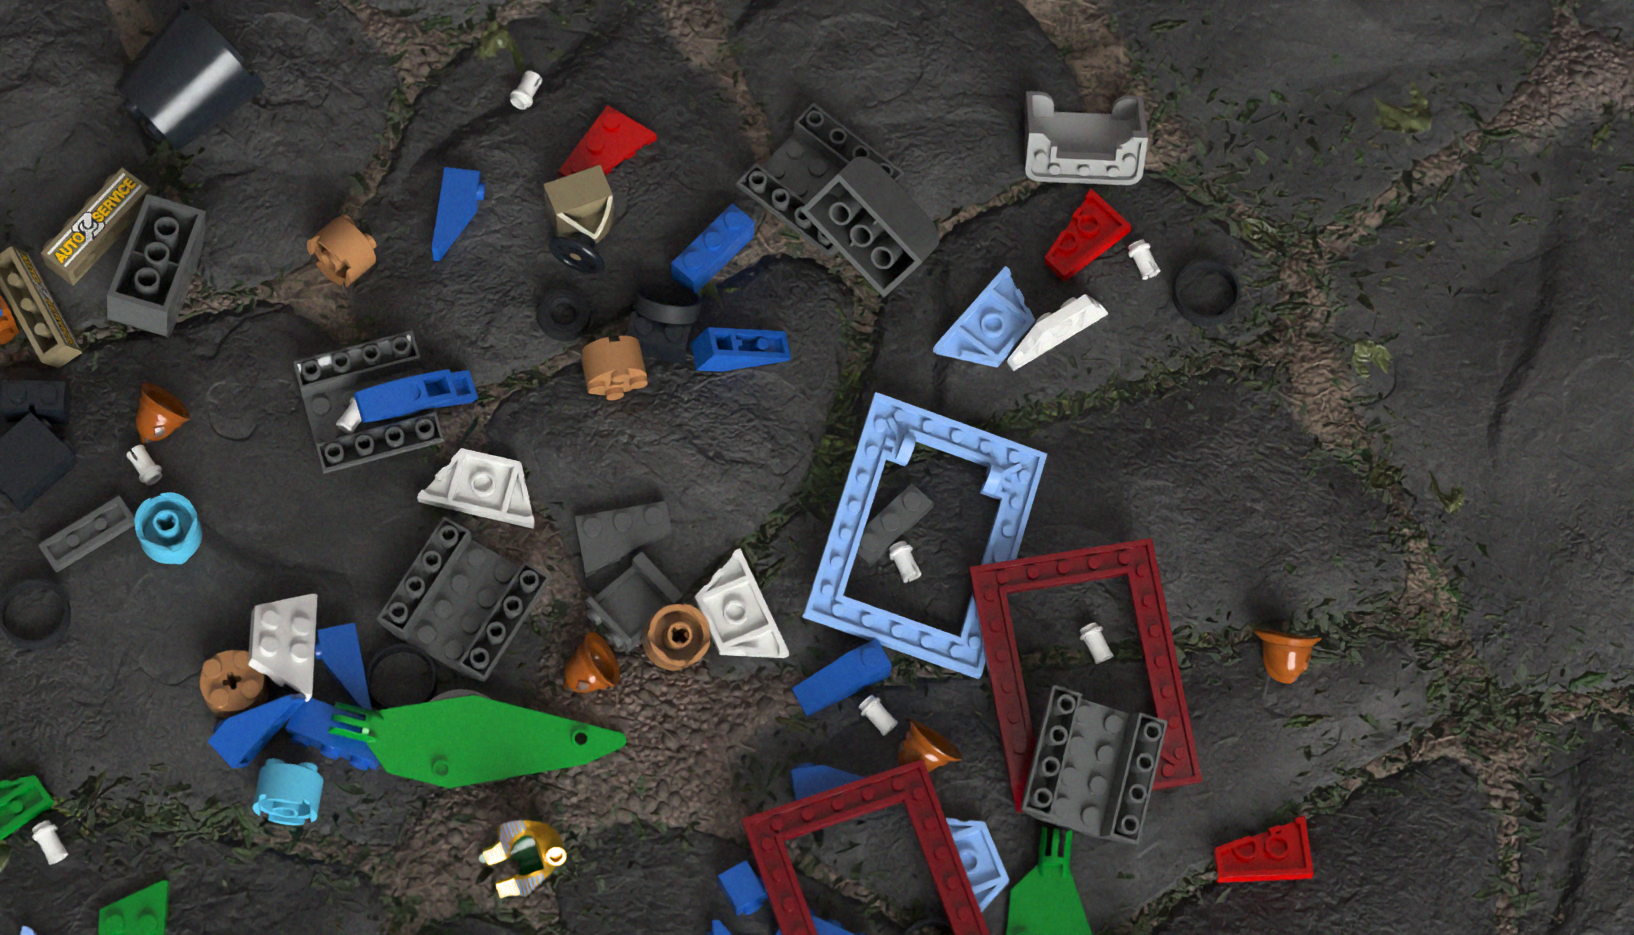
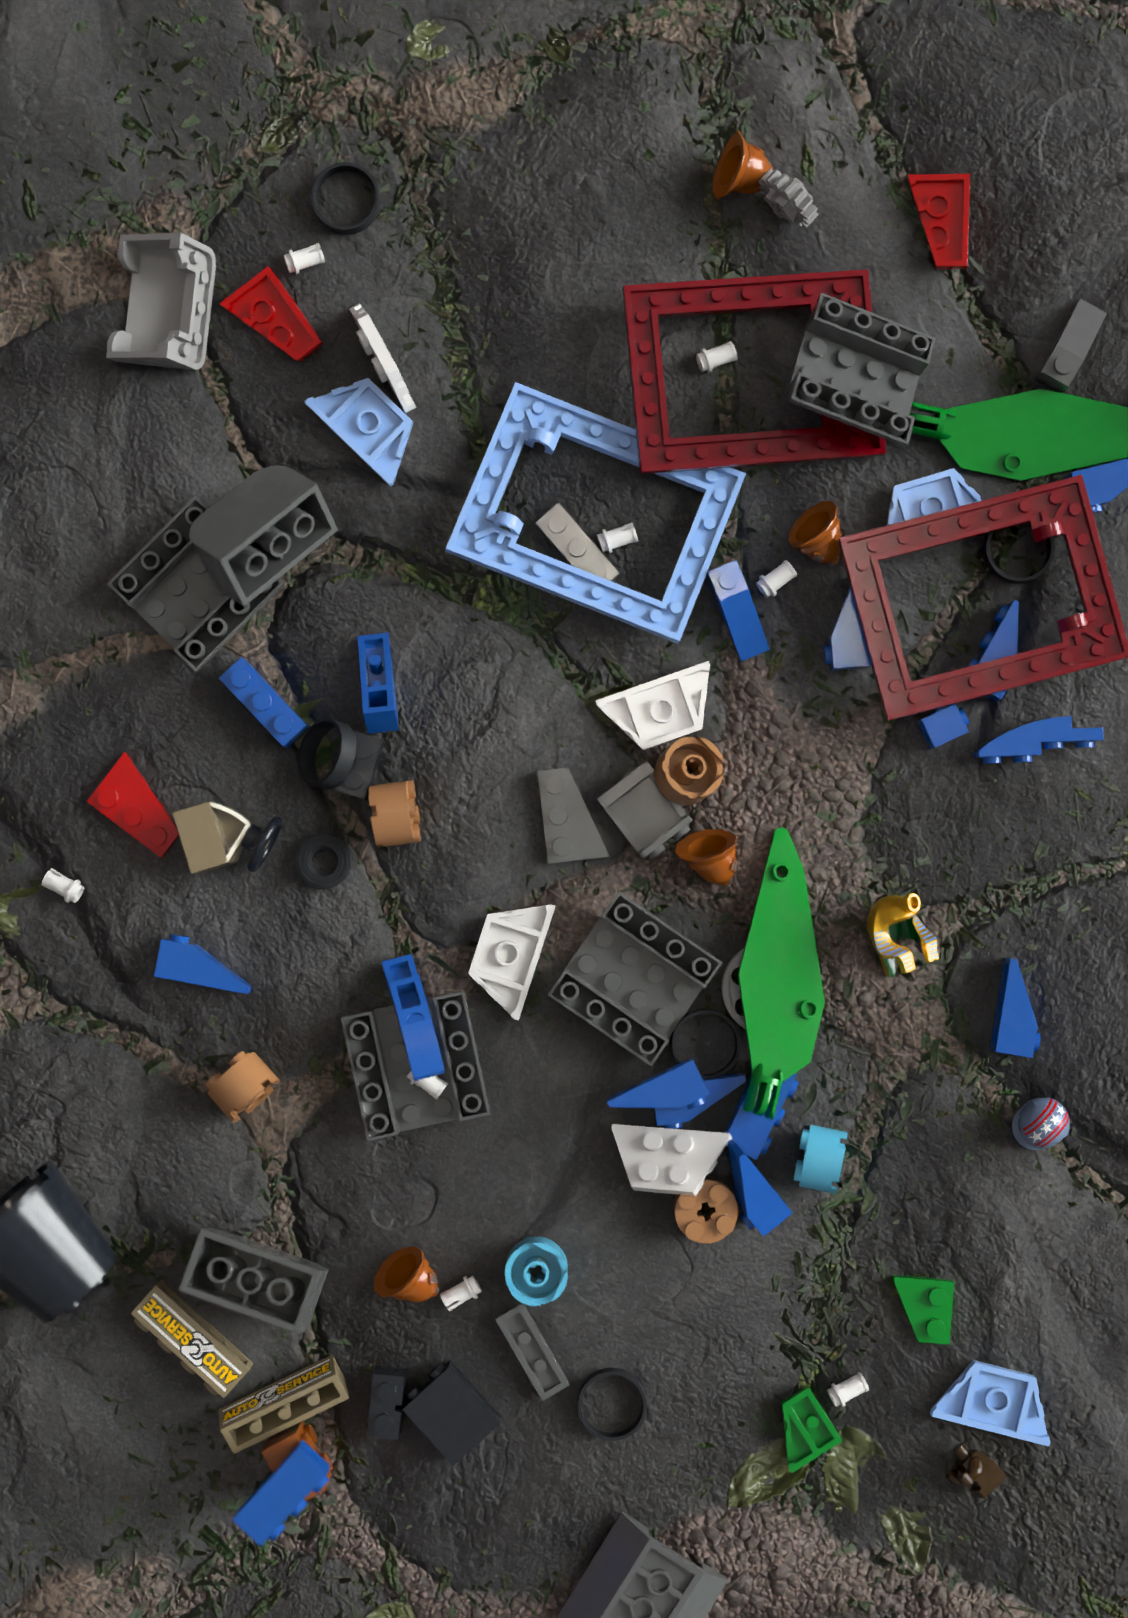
camera: 80 degrees left, 20 degrees up
(355, 635) = (671, 1088): none -> blue slope
(1261, 691) = (788, 198): none -> light grey gear

